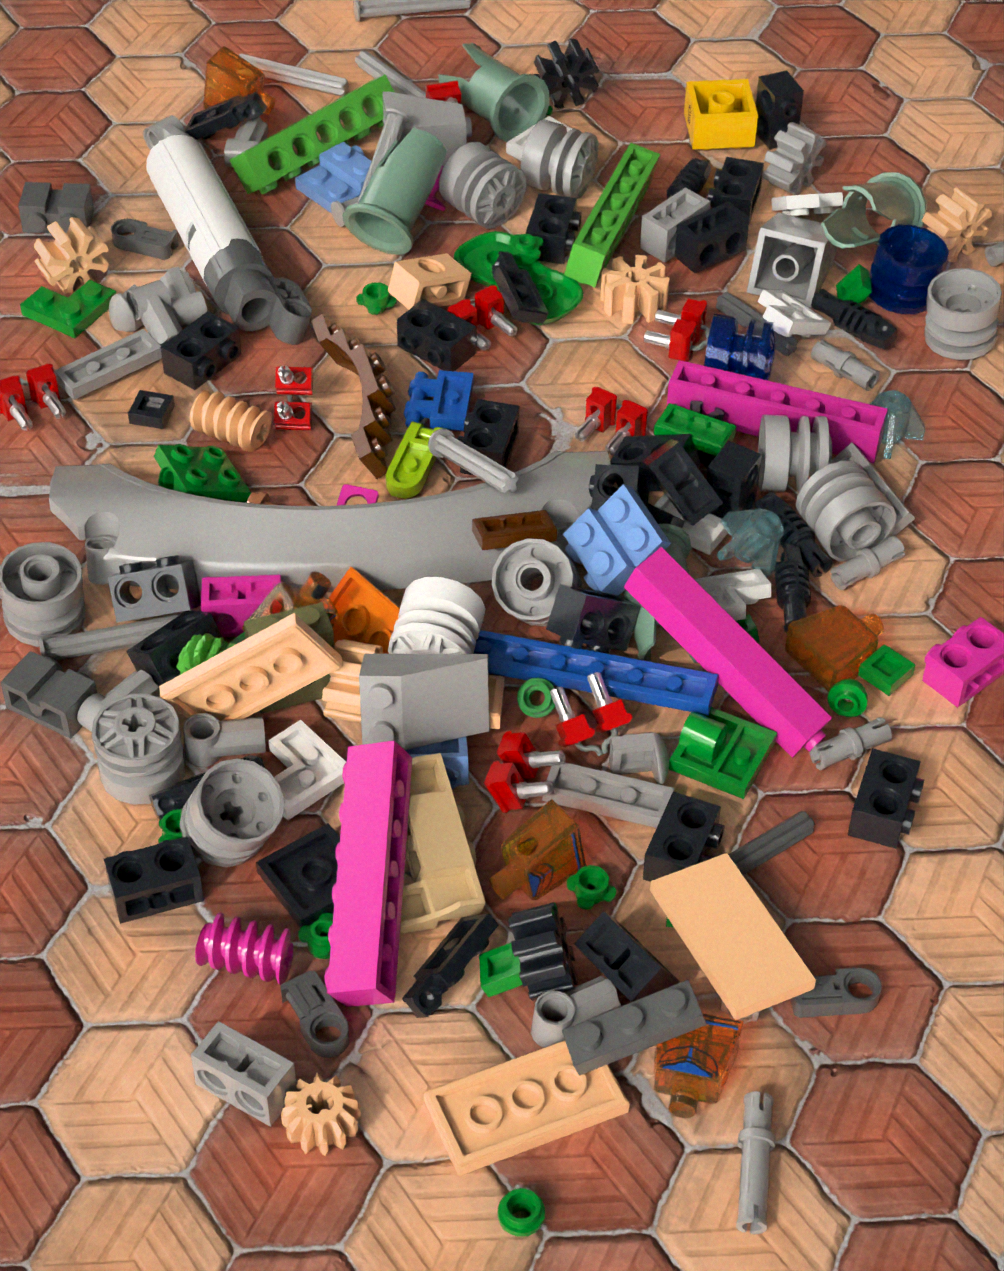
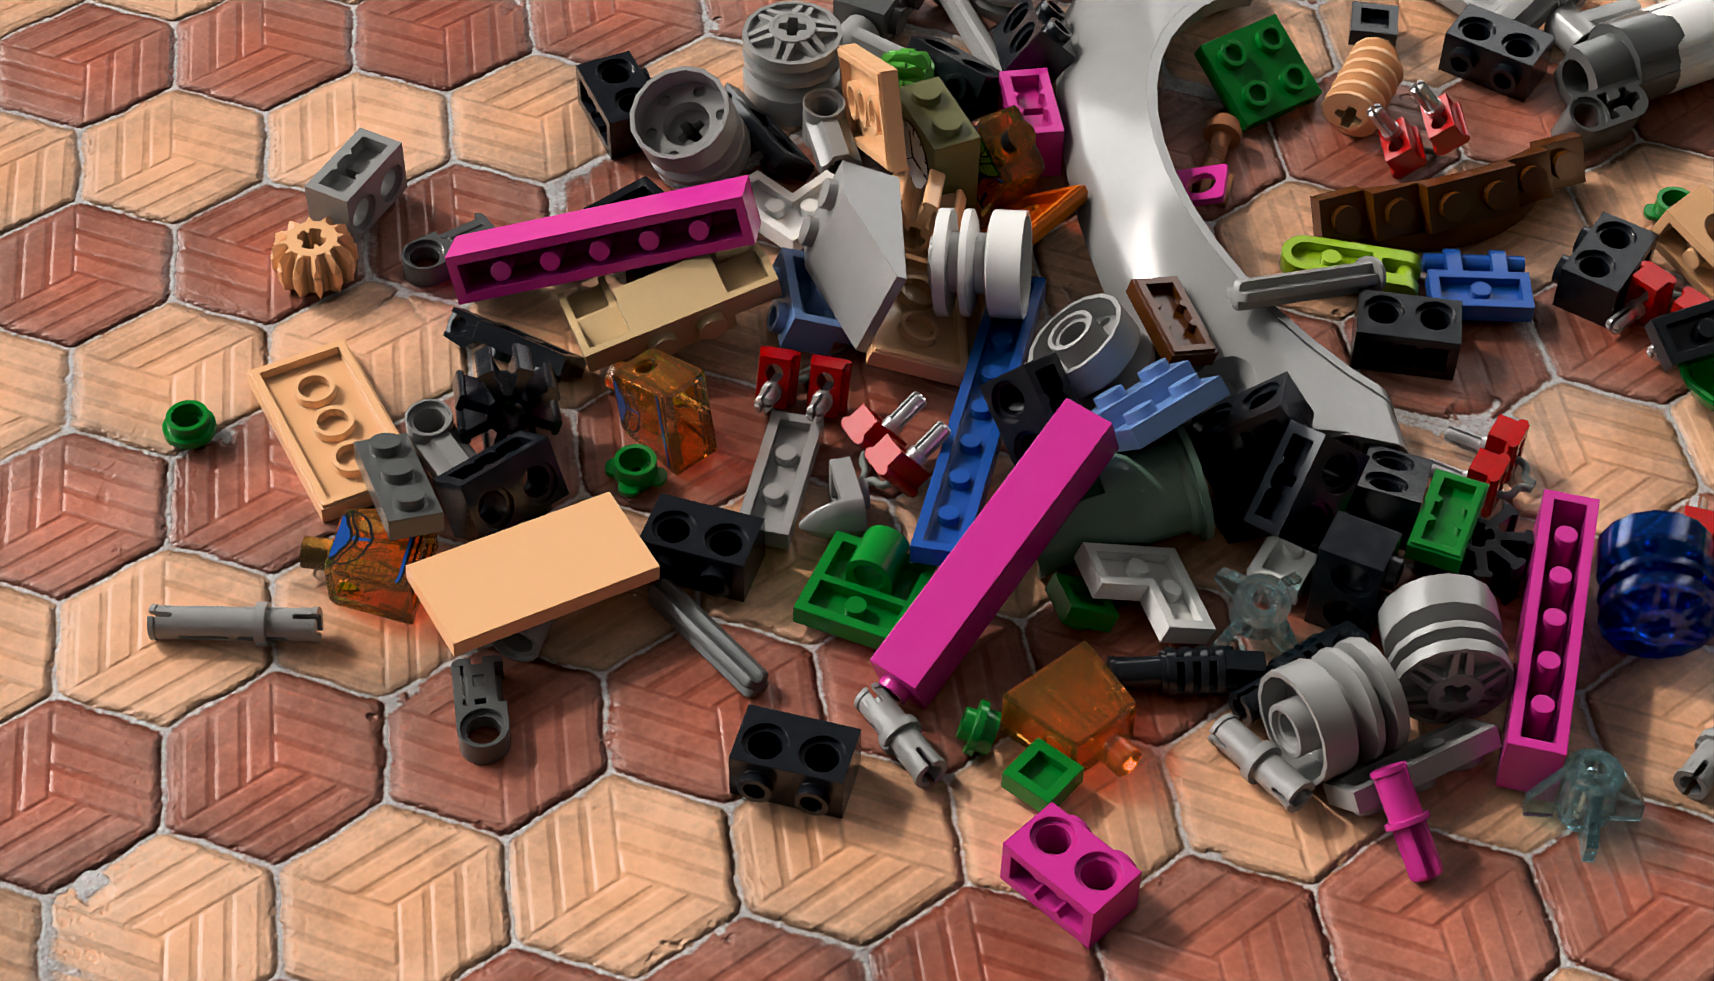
camera: 85 degrees right, 0 degrees up
(245, 949) = (524, 178): dark pink piece -> none
(525, 693) = (939, 405): green plate -> none
(921, 494) = (1407, 821): none -> dark pink axle

